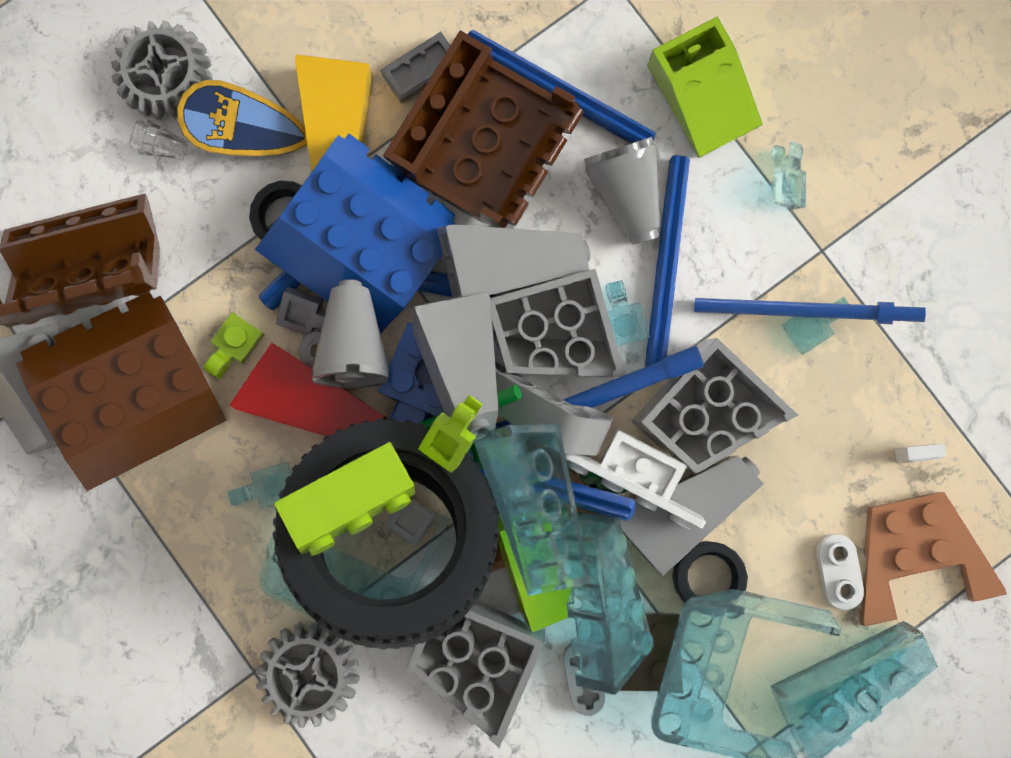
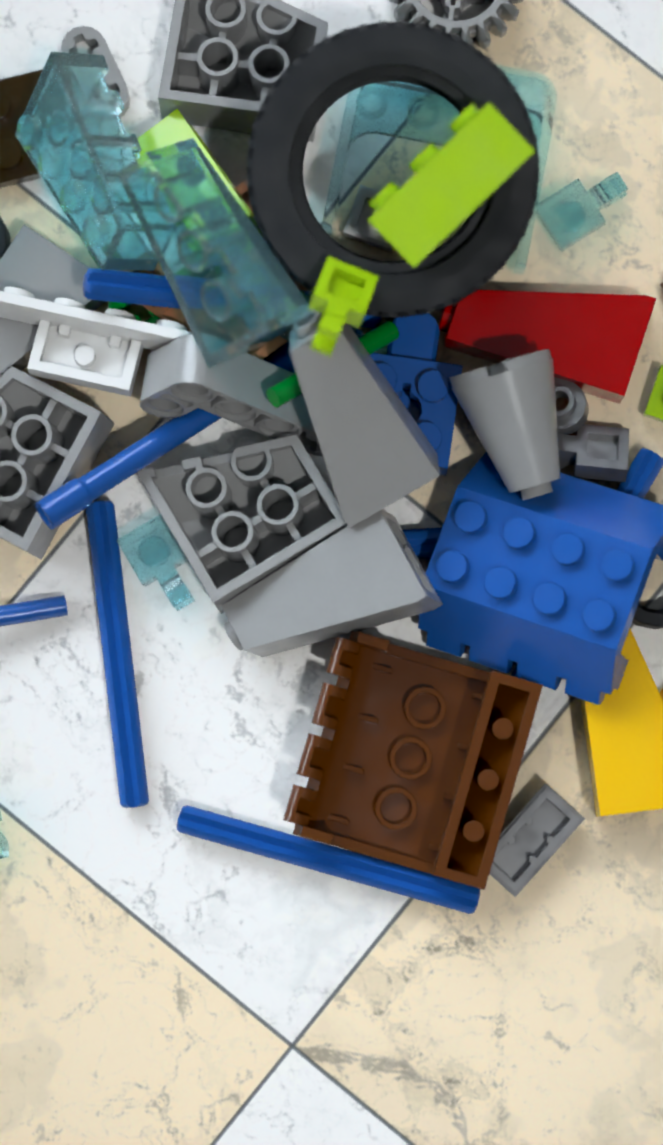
camera: 175 degrees right, 0 degrees up
(629, 187) = (195, 739): light grey cone -> none
(705, 86) = (120, 908): lime slope -> none

